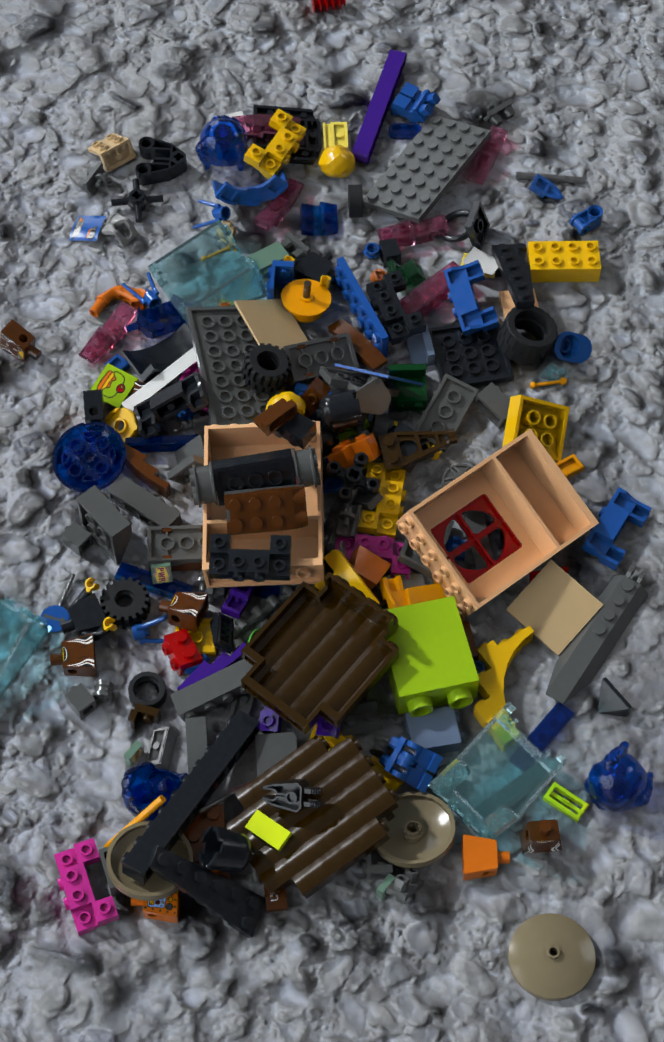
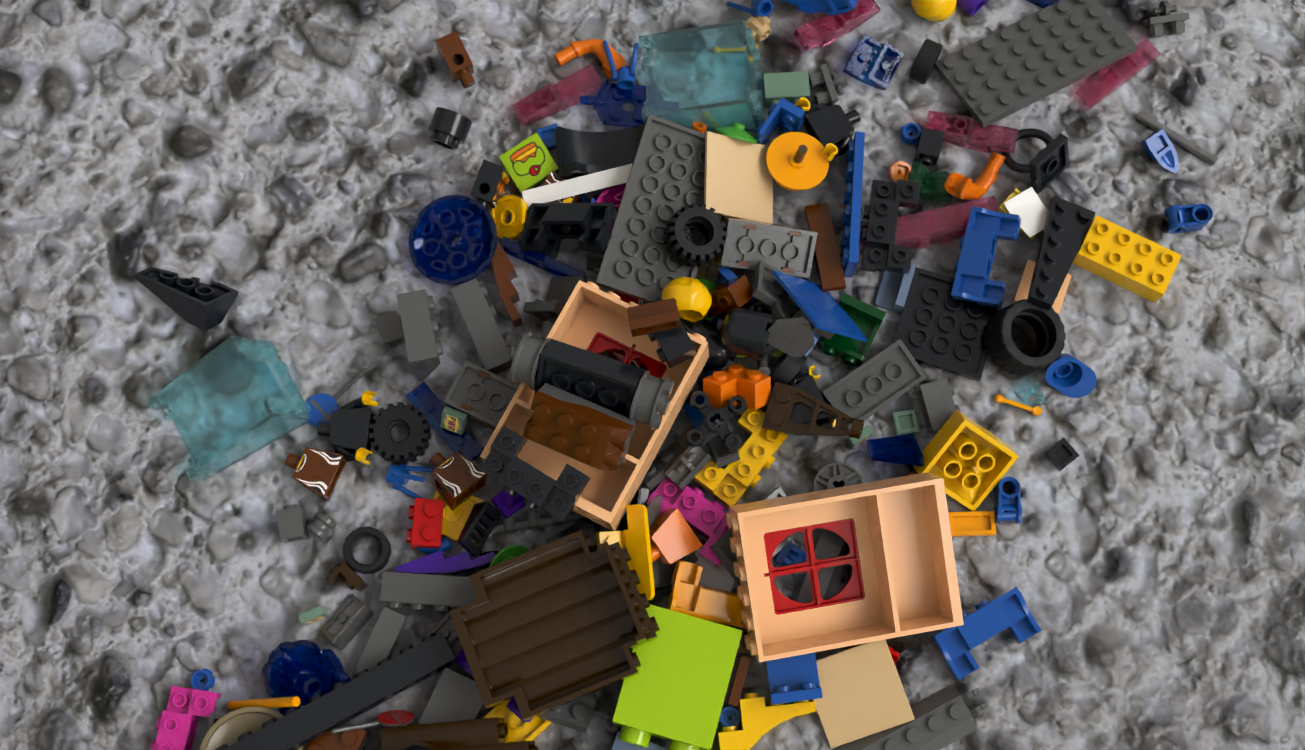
camera: 30 degrees right, 15 degrees up
(40, 388) = (449, 128): none -> black piece
(74, 835) = (200, 674): none -> blue plate
(252, 295) = (736, 131): none -> bright green dish
(432, 264) = (964, 188): none -> orange piece
(455, 451) = (866, 434): none -> sand green tile
(480, 429) = (905, 422): none -> sand green tile
(485, 445) = (896, 449): none -> clear blue wing
(504, 615) = (793, 679): none -> blue bracket
(580, 444) = (1007, 506): none -> blue piece
(596, 398) = (1061, 454): none -> black plate

